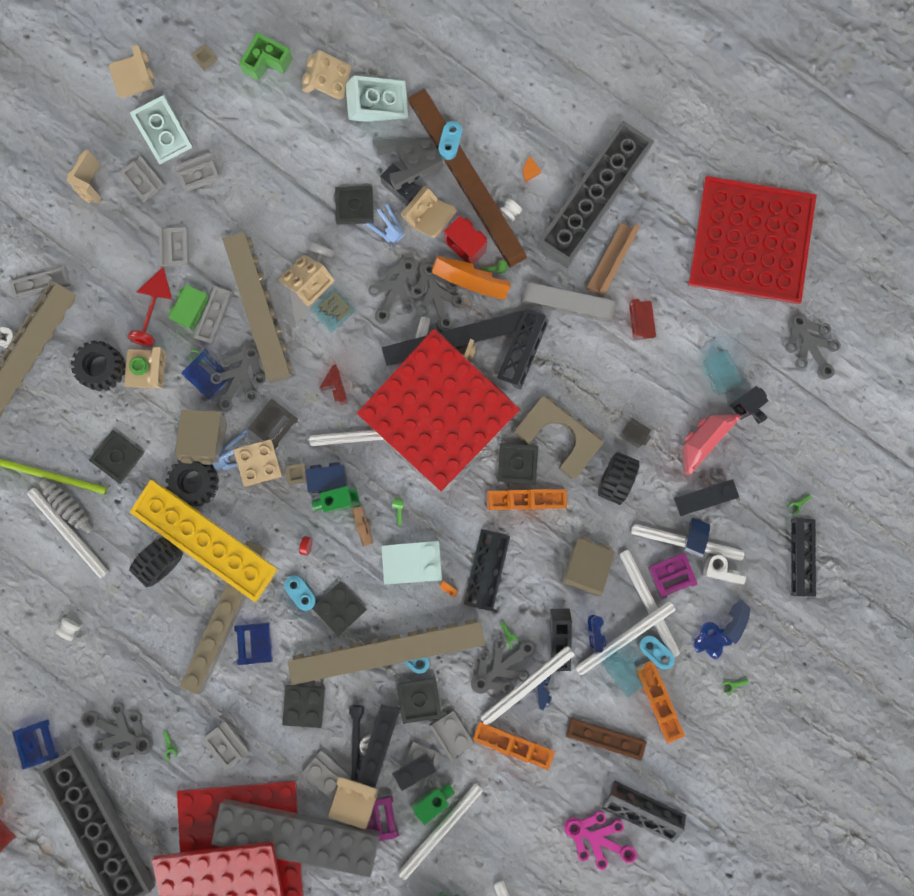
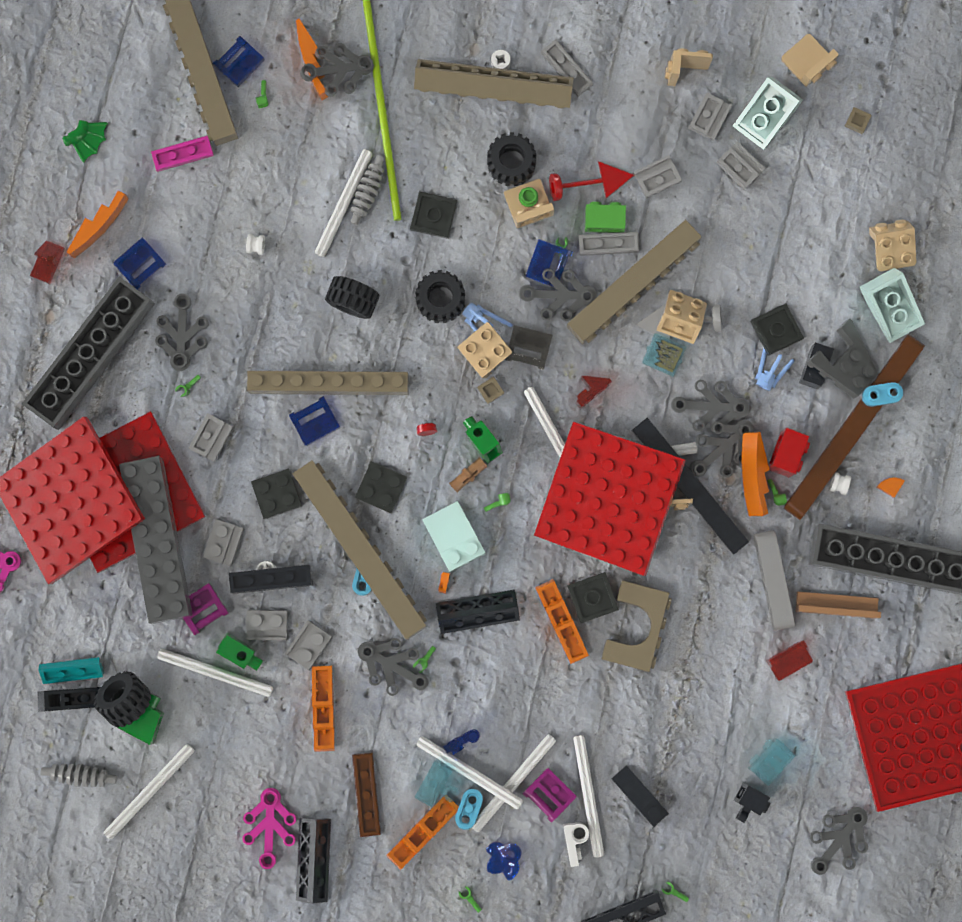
camera: 75 degrees right, 0 degrees up
(200, 436) = (486, 285): dark tan slope -> none
(204, 540) = (390, 333): yellow plate -> none
(264, 53) = (885, 174): bright green brick -> none
(300, 592) = (380, 443): medium azure plate -> none
(324, 479) = (498, 420): dark blue brick -> none
(353, 803) = (208, 578): tan bracket -> none
(356, 713) = (289, 546): black piece -> none
(414, 771) = (260, 623): black plate -> none
(419, 700) = (327, 600): pearl dark grey plate -> none
(427, 213) = (800, 404): tan bracket -> none
(527, 685) = (385, 696): white axle -> none
(529, 352) = (708, 562): black fence -> none
(542, 694) = (382, 715): dark blue slope -> none
(560, 633) = (441, 710): black slope -> none
(588, 566) = (523, 707): dark tan slope -> none
(618, 478) = (620, 700): black tyre -> none
(636, 433) = (673, 700): clear smoke brick -> none
(697, 537) = (596, 802): dark blue slope -> none
(705, 438) = (698, 771): coral wedge -> none
(740, 613) = (528, 877): dark blue slope -> none

